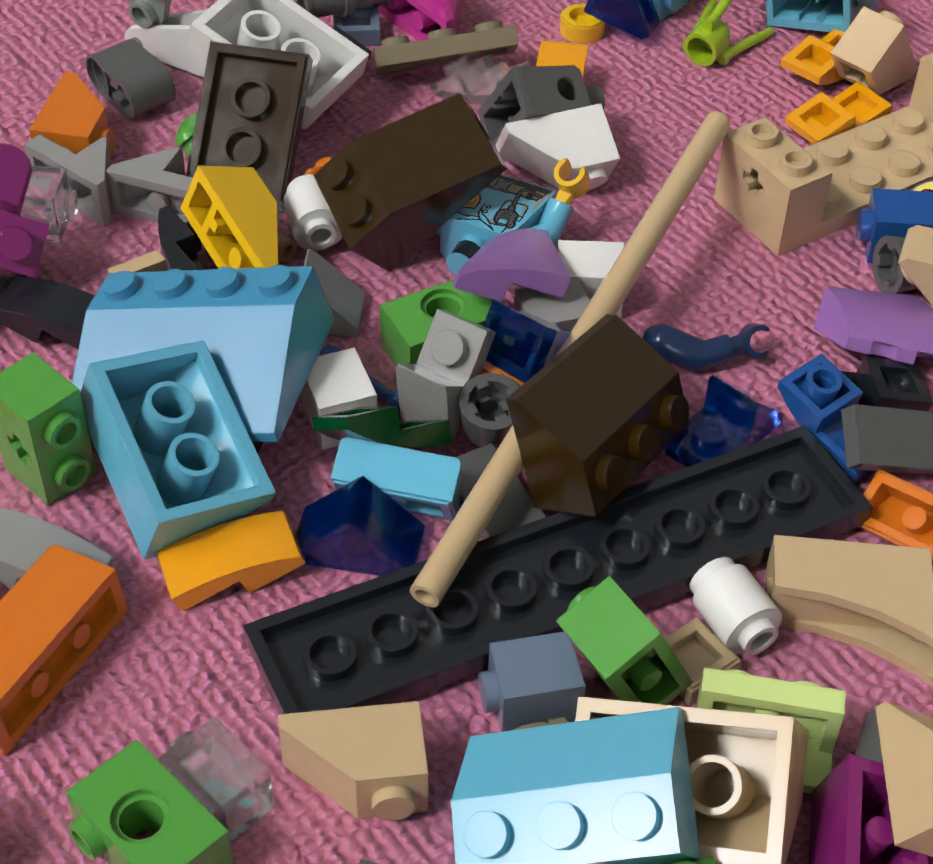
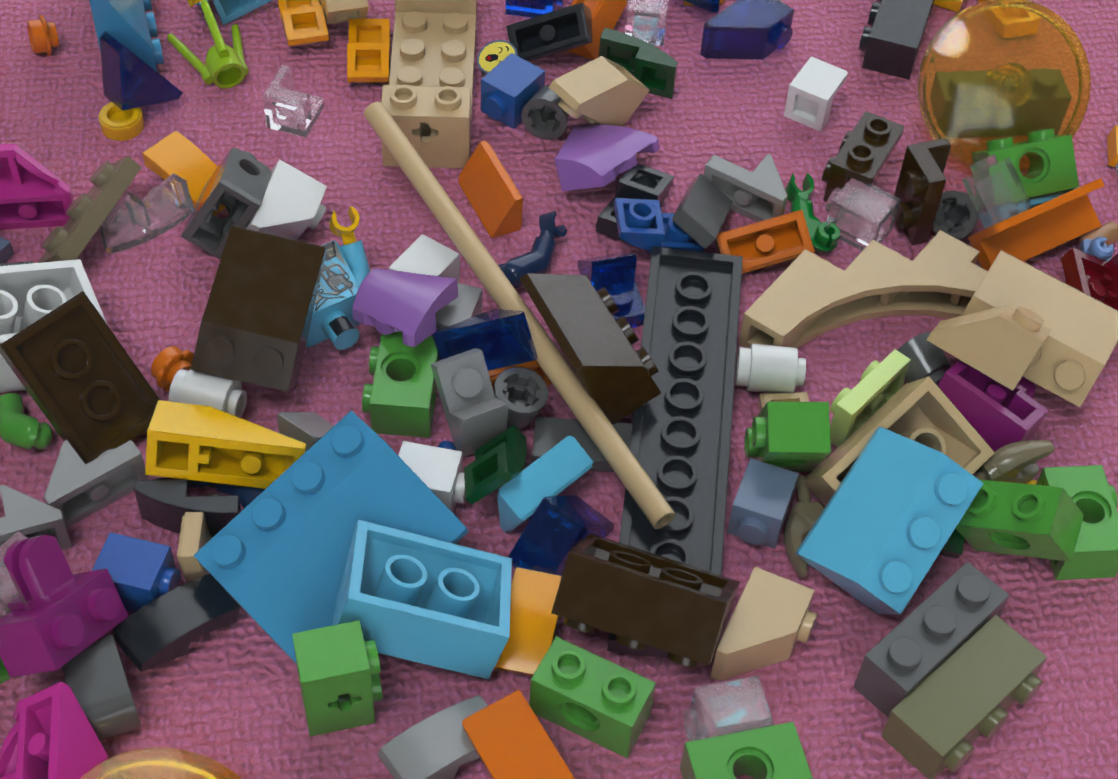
camera: 60 degrees left, 5 degrees up
(82, 254) = (138, 569): none -> blue brick
(160, 644) = (591, 696): none -> bright green brick
(300, 616) = (645, 599): none -> dark brown slope
(708, 90) = (290, 109): none -> clear panel
(754, 281) = (491, 192): none -> orange slope

